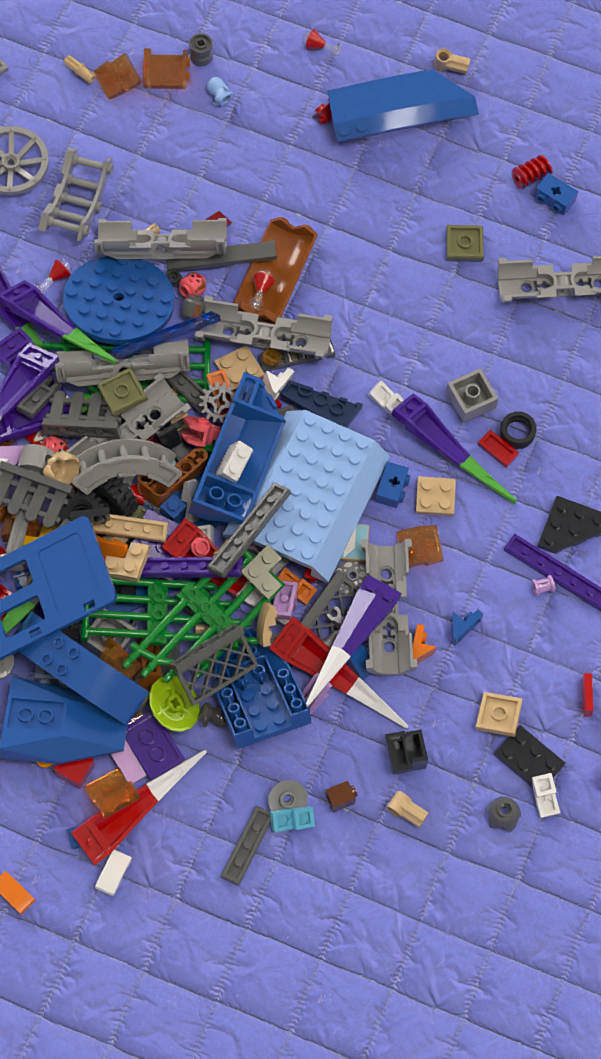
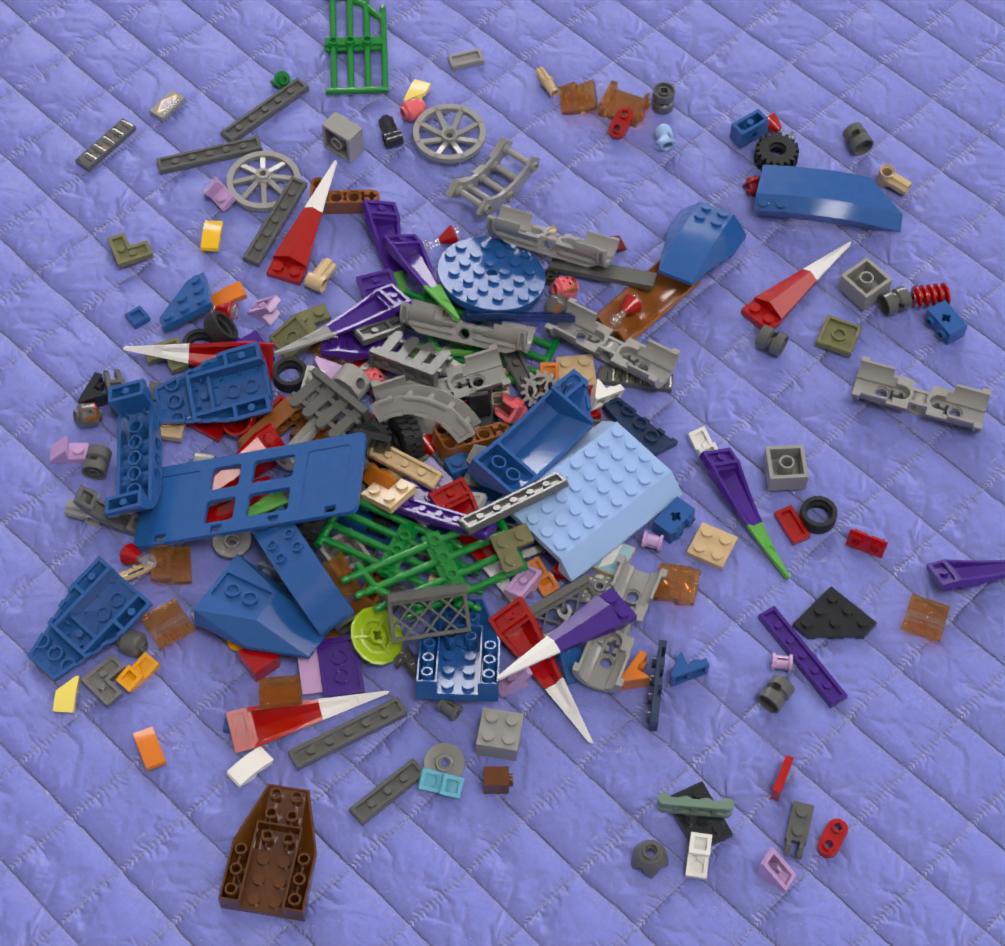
camera: 25 degrees right, 10 degrees down
(62, 467) = (368, 390): tan hair -> none
(122, 391) = (453, 347): olive plate -> none
(171, 89) = (622, 122): none -> red plate
(175, 947) = (273, 856): none -> reddish brown wedge
(187, 806) = (347, 733): none -> dark grey plate
(200, 547) = (464, 505): coral plate -> none
(234, 461) = (529, 441): white brick -> none
(266, 619) = (497, 590): tan slope -> none
(269, 745) = (449, 708): none -> dark grey bush
(271, 357) = (609, 371): pearl gold tile -> none
(296, 54) = (749, 128): none -> blue brick
(299, 194) = (699, 241): none -> blue wedge
(325, 752) = (499, 734): none -> light grey brick
(331, 60) = (776, 143): none -> black tyre
(381, 512) = (652, 541): none -> lavender bush
(394, 229) = (778, 301): none -> red plate
(401, 29) = (858, 139): none -> dark grey wheel
(402, 806) = (553, 813): tan piece -> none
(406, 751) = (578, 762): black plate -> none
(407, 270) = (770, 340): none -> dark grey wheel
(439, 632) = (656, 681): none -> dark blue wing
(469, 181) = (864, 283): none -> light grey brick
(499, 714) = (685, 763): tan plate -> none
(500, 191) = (893, 301): none -> dark grey wheel
(519, 754) = (697, 807): none -> sand green plate
(550, 618) = (775, 694): none -> dark grey wheel
(576, 441) = (866, 543): none -> red hinge

